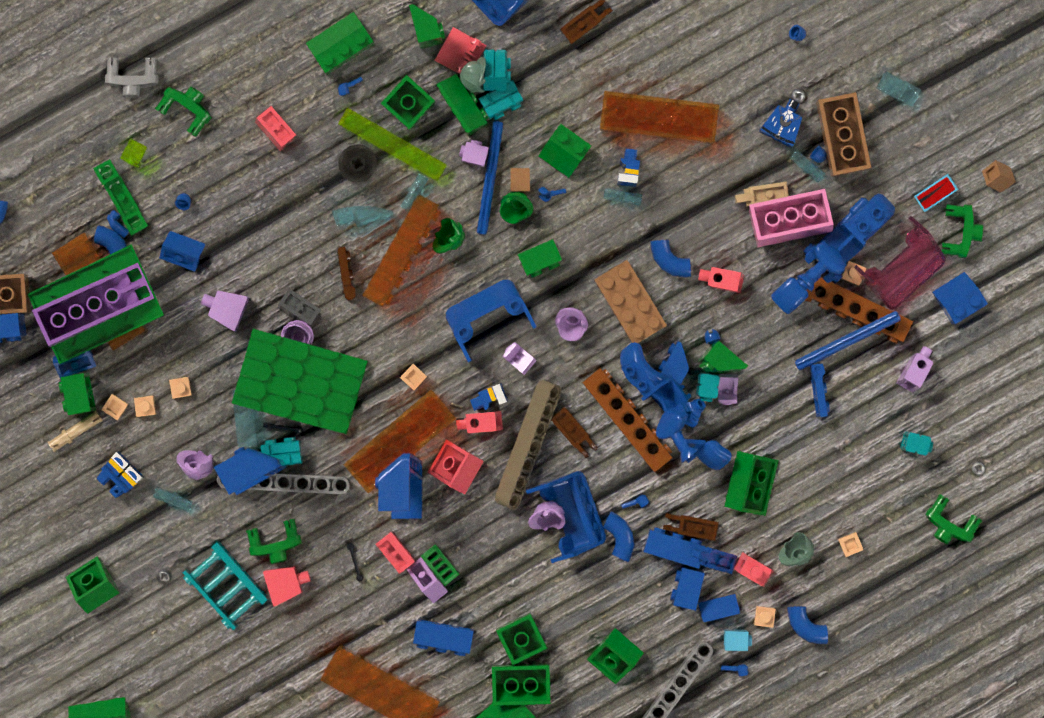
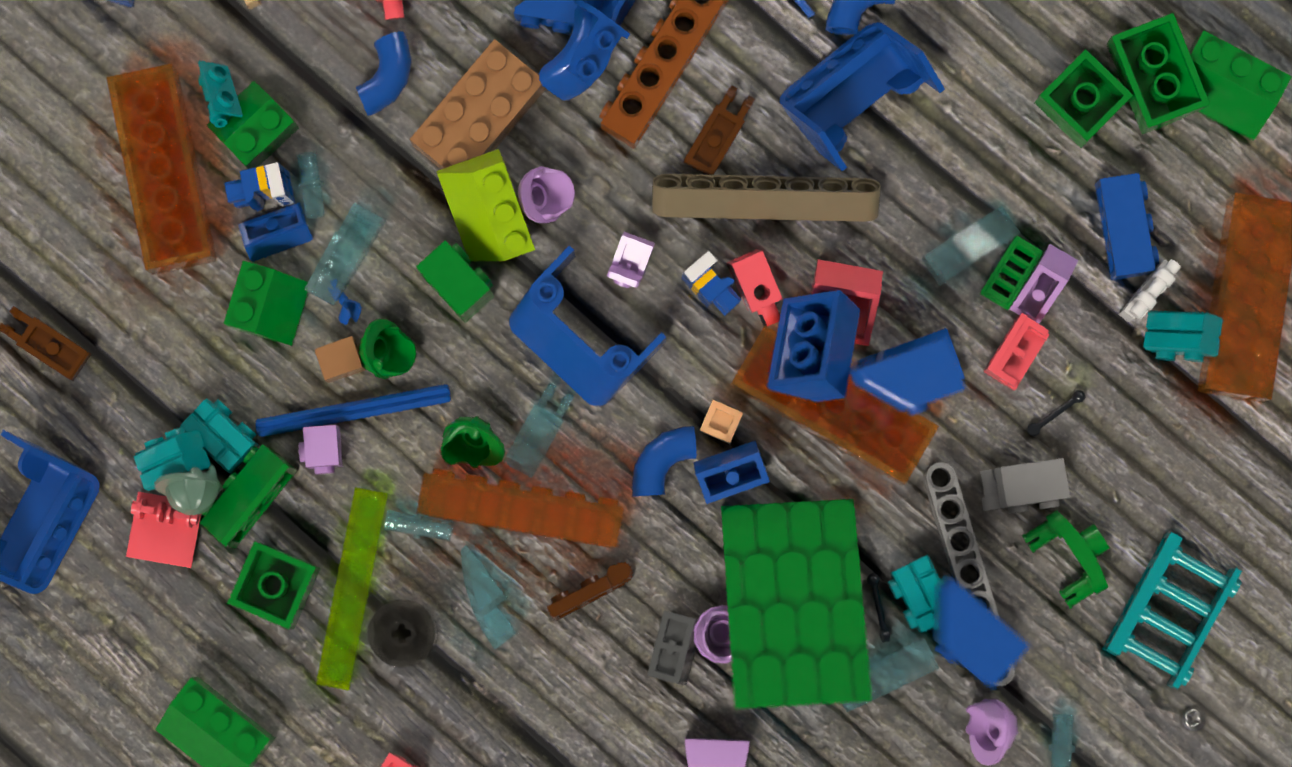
camera: 105 degrees left, 5 degrees down
(284, 583) = (1133, 514): coral torso -> none
(320, 529) = (1024, 485): none -> light grey hinge
(343, 88) = (287, 701): blue hand -> none
(371, 647) = (1183, 334): none -> teal brick
(383, 372) = (731, 472): none -> blue brick
(403, 636) = (1153, 286): none -> white plate
(405, 335) = (659, 456): none -> blue cylinder
(427, 29) = (137, 597): green slope -> none
(434, 440) = (814, 346): none -> blue slope
(441, 273) = (537, 434): none -> clear light blue hinge
(462, 548) = (970, 245): none -> clear light blue slope
(546, 516) = (868, 125): lavender piece -> none
(574, 288) = (486, 208): none -> lime slope
(577, 202) = (345, 253): none -> clear light blue slope
(604, 168) = (275, 232): none -> blue slope
(667, 175) = (259, 130): none -> green slope
(691, 164) = (219, 92): none -> teal hinge

